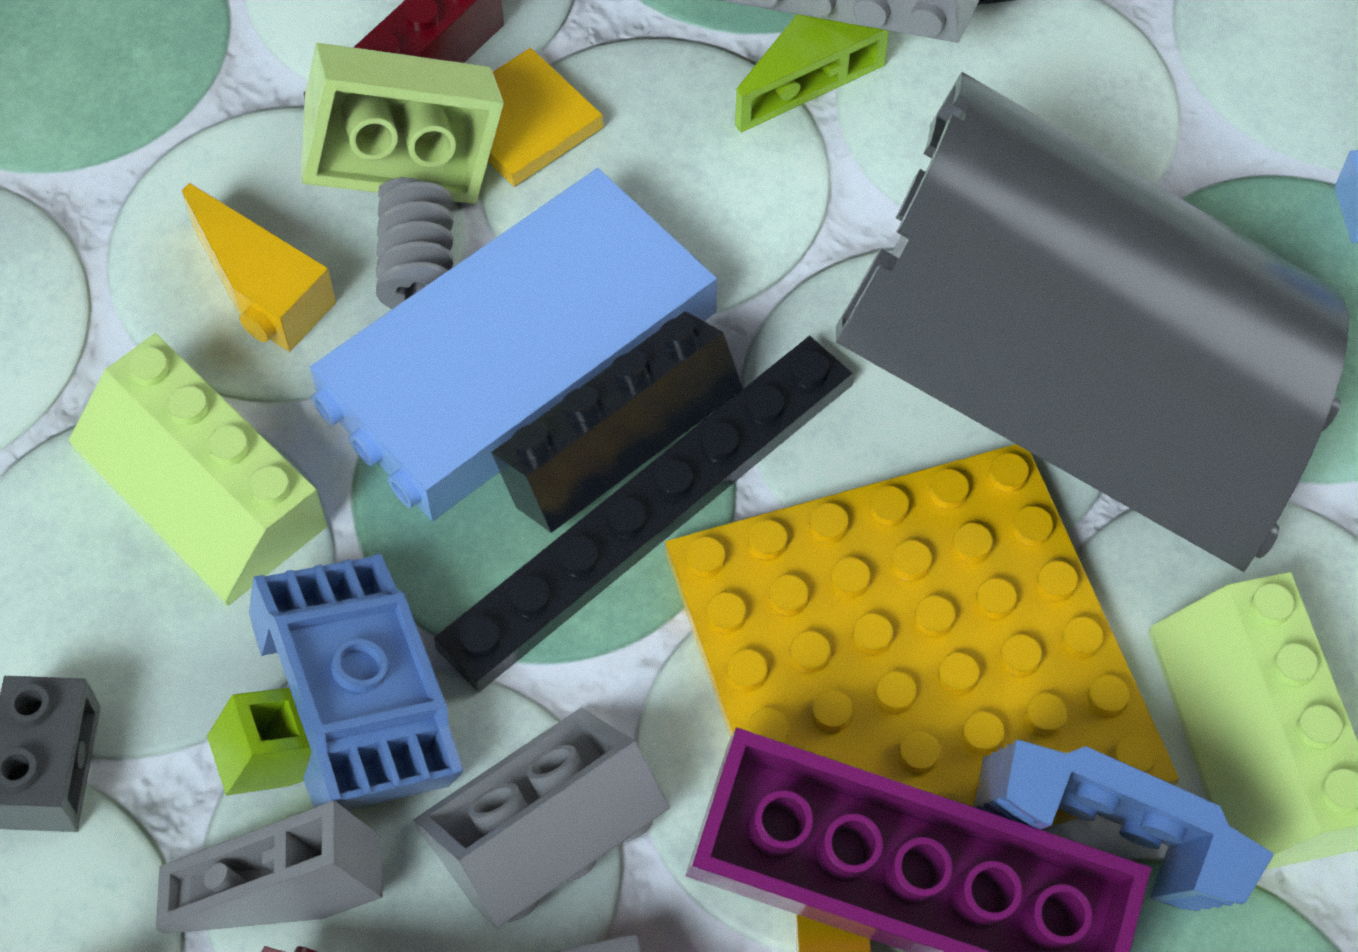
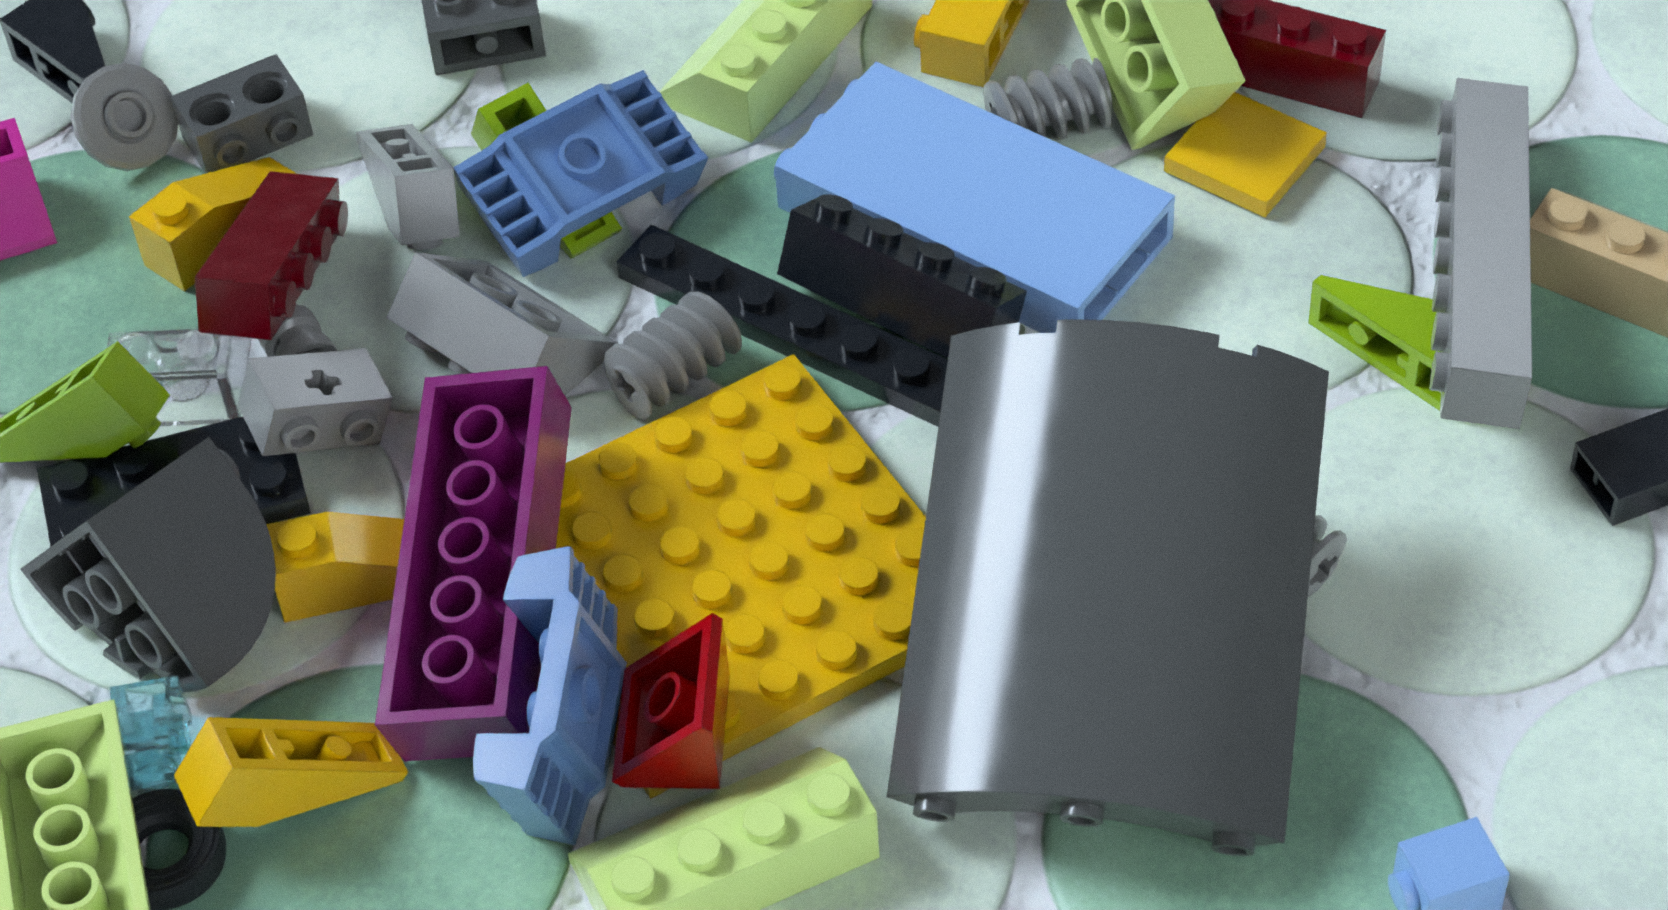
camera: 80 degrees right, 10 degrees down
(638, 652) = (670, 352): none -> light grey piece
(1145, 710) = (675, 712): none -> red slope

